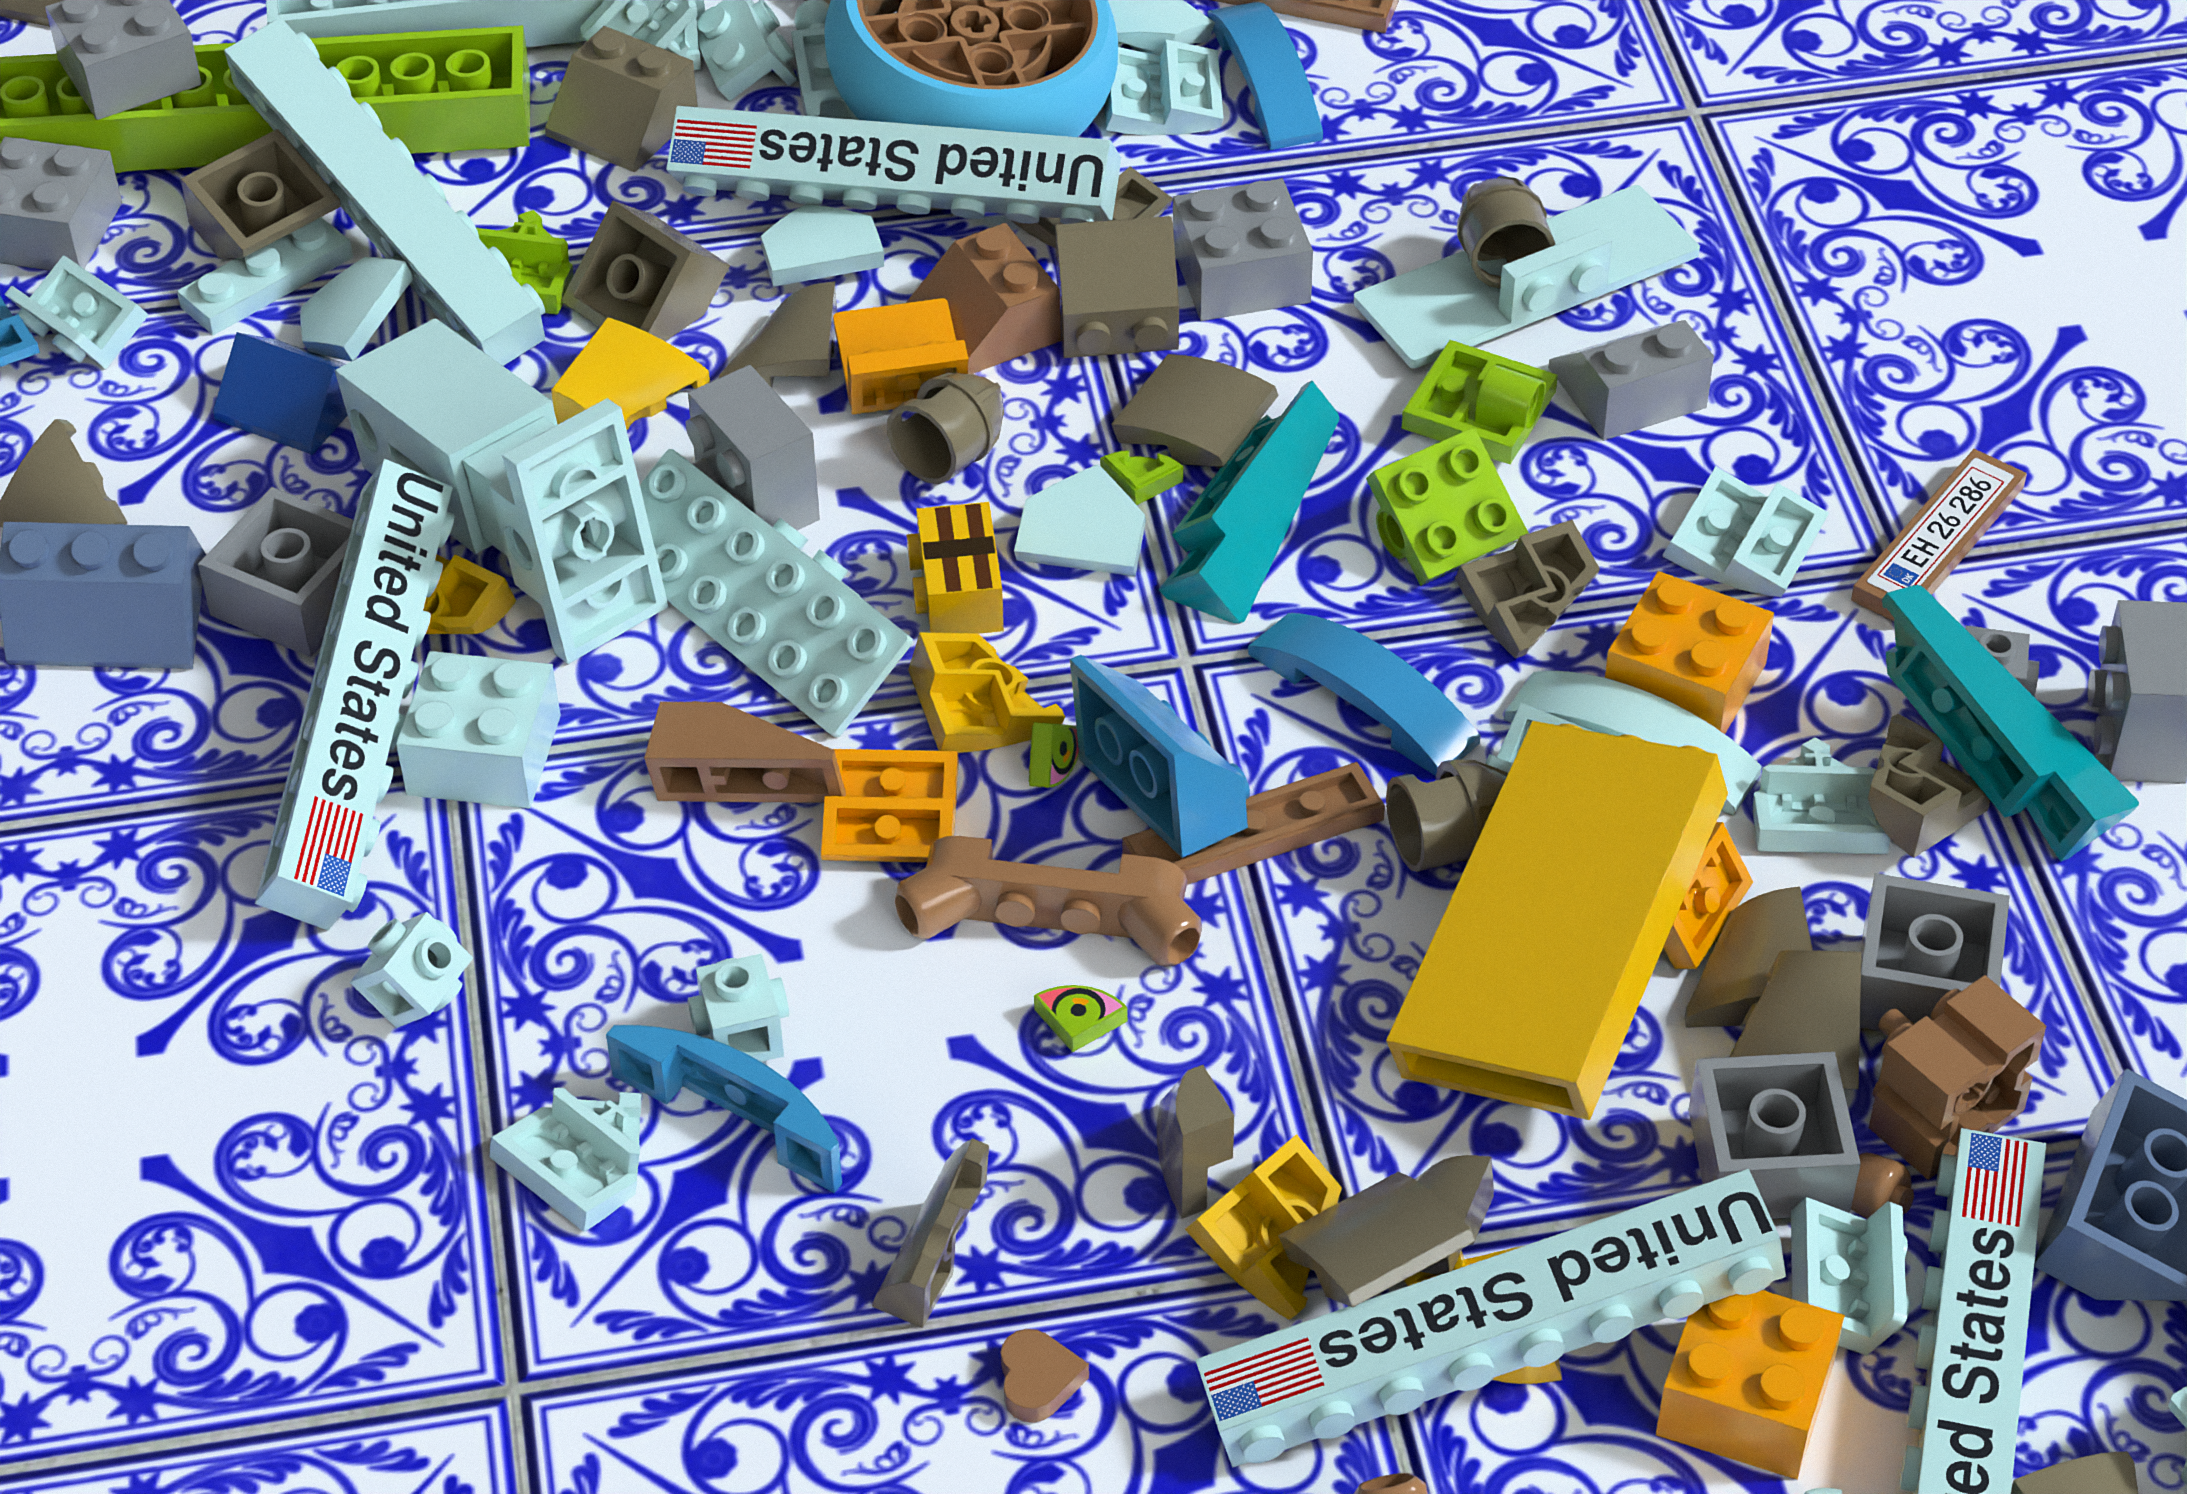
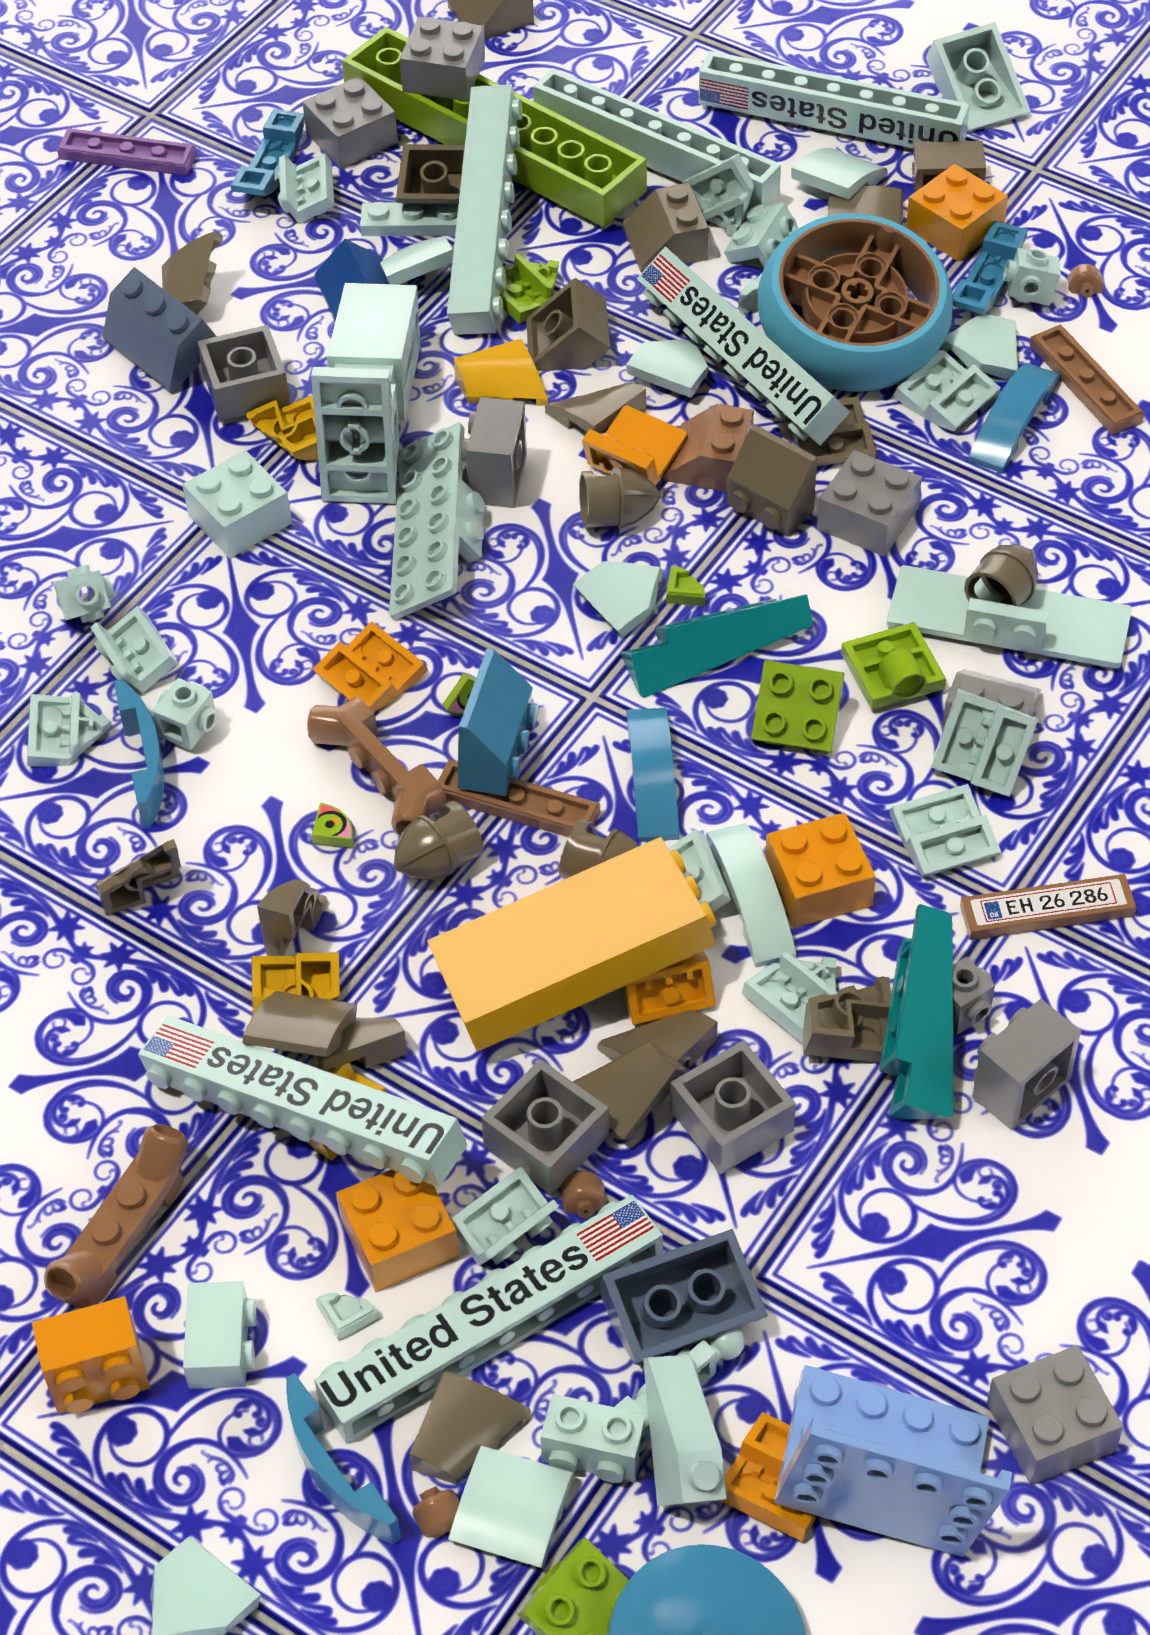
camera: 45 degrees right, 5 degrees up
(356, 698) = (191, 450): light aqua brick -> none
(565, 985) = (135, 650): none -> light aqua bracket
(732, 756) = (316, 587): medium nougat slope -> none
(958, 569) = (532, 575): yellow brick -> none
(972, 694) = (468, 635): yellow slope -> none
(1039, 1374) = (118, 974): medium nougat tile -> none
(1195, 409) = (746, 572): dark tan slope -> none
(1255, 935) = (438, 847): none -> dark tan helmet
(1528, 586) = (797, 777): dark tan slope -> none
(1689, 408) = (984, 742): none -> light aqua slope
(1953, 1072) = (663, 1165): medium nougat brick -> none

